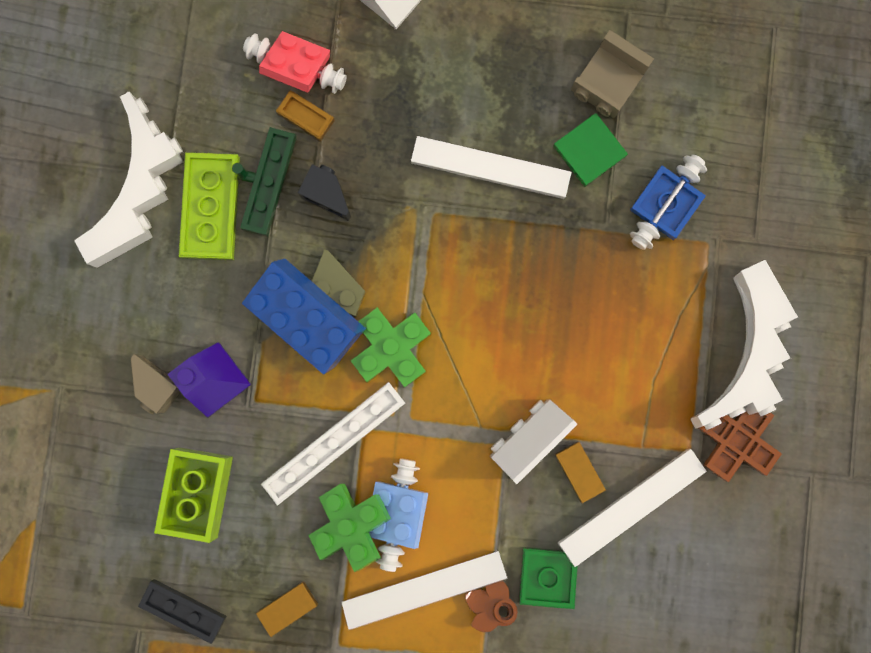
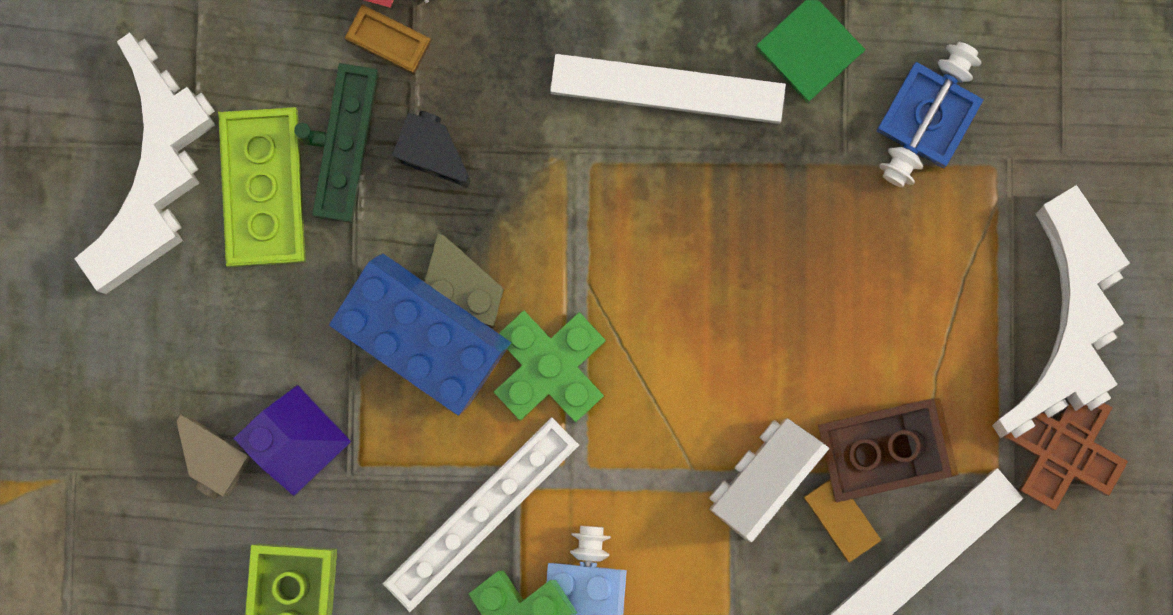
camera: 10 degrees left, 0 degrees up
(617, 429) = (888, 449): none -> reddish brown slope

